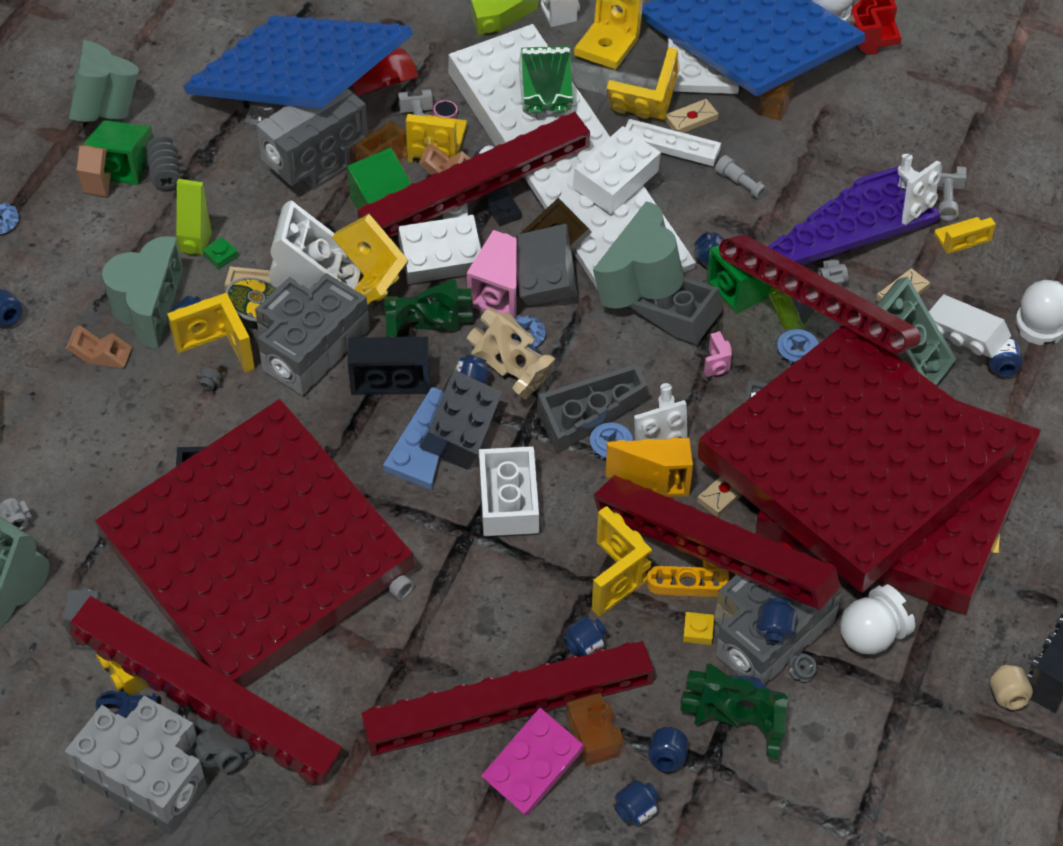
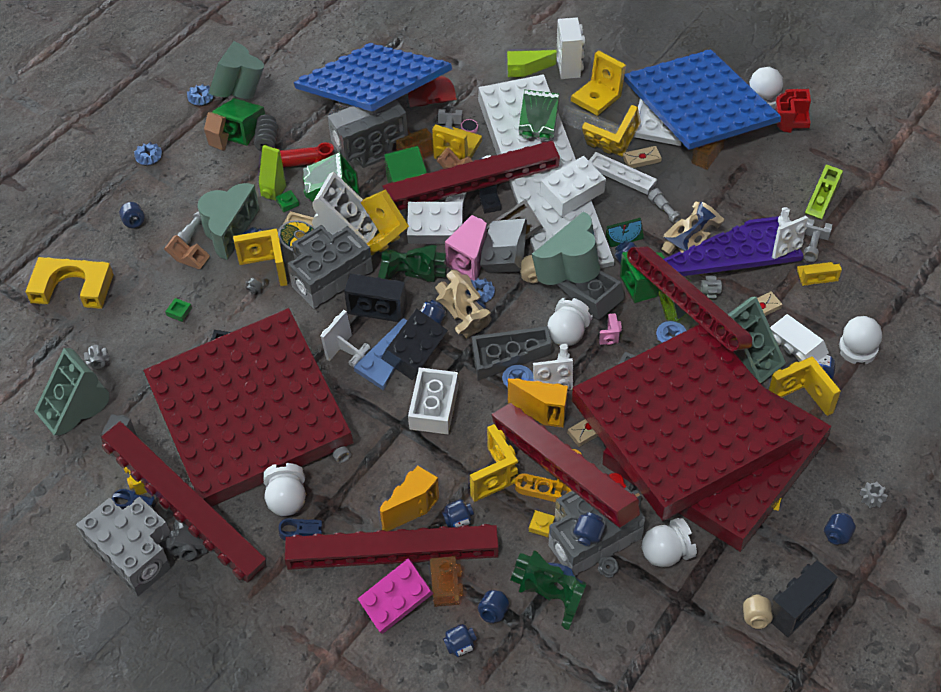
camera: 15 degrees right, 0 degrees up
(45, 129) = (196, 99): none -> medium blue gear
(93, 314) = (189, 230): none -> light grey piece
(111, 429) = (178, 309): none -> green plate
(251, 182) = (306, 156): none -> red piece
(261, 209) = (318, 172): none -> slope
(340, 648) = (284, 489): none -> white tile
(349, 432) = (336, 338): none -> white plate
(377, 694) = (303, 526): none -> dark blue piece
(518, 628) = (411, 499): none -> light orange slope
(587, 292) = (528, 270): none -> tan head
(661, 352) = (569, 322): none -> white tile
(697, 221) = (624, 231): none -> slope
(782, 220) = (682, 241): none -> tan hips
(944, 126) = (824, 192): none -> lime slope
(1000, 375) = (813, 378): none -> yellow bracket

